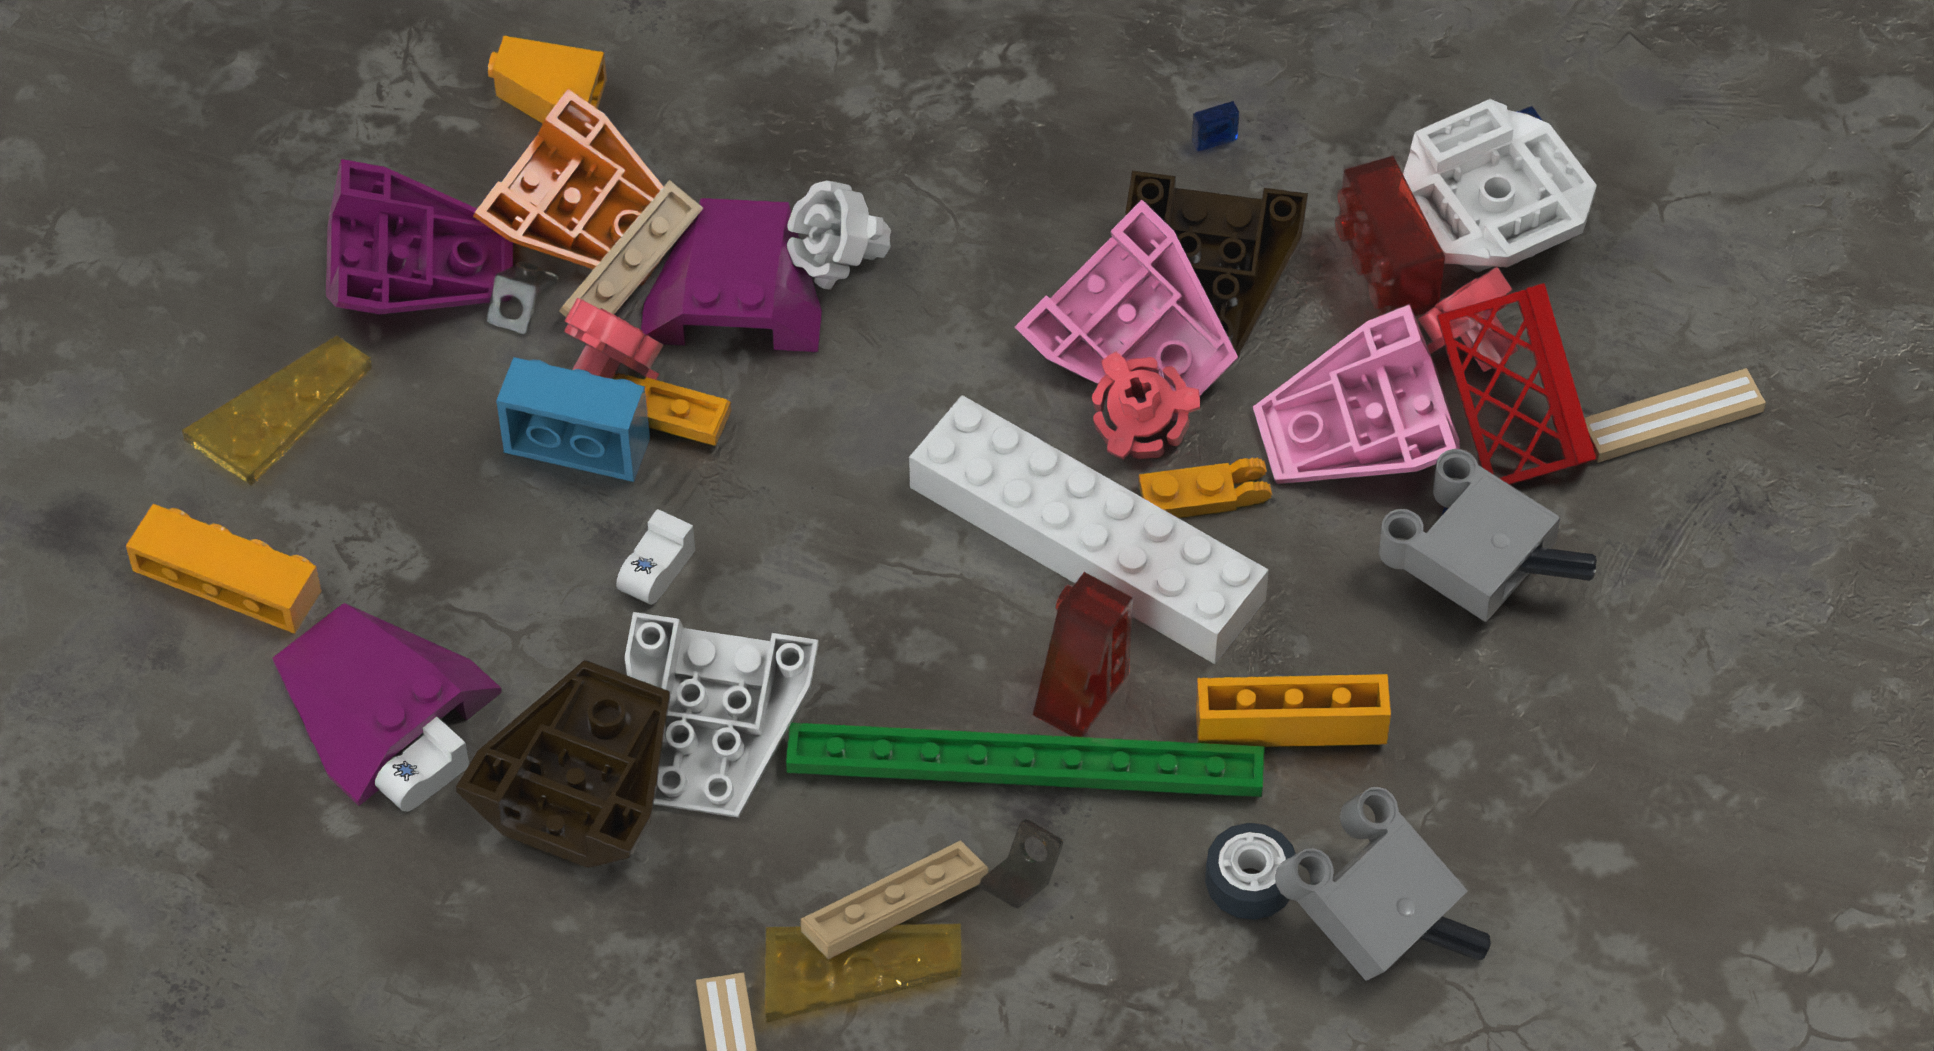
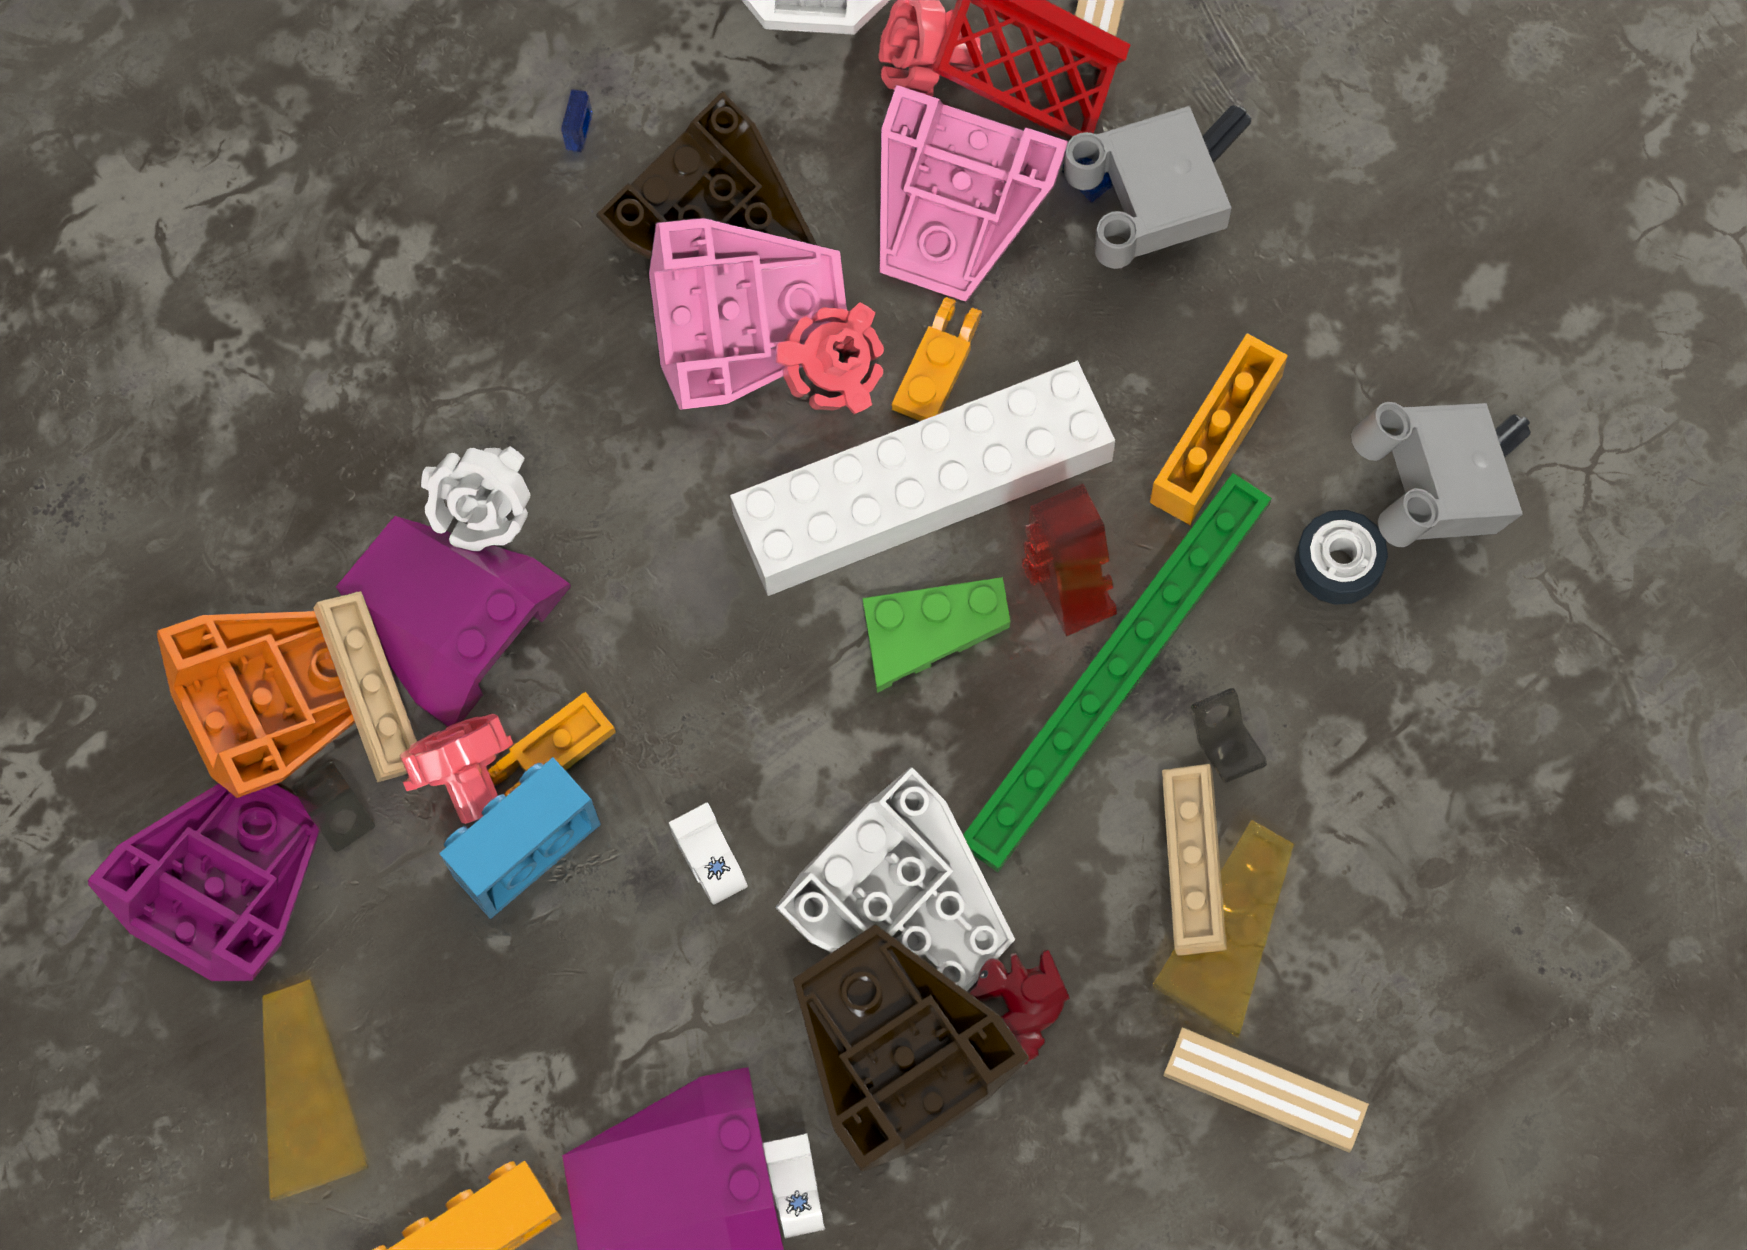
camera: 55 degrees left, 15 degrees up
(538, 74) = (108, 642): light orange slope -> none
(691, 850) = (1031, 996): none -> dark red animal
(963, 604) = (927, 624): none -> bright green wing
(1389, 237) = (805, 58): clear red brick -> none

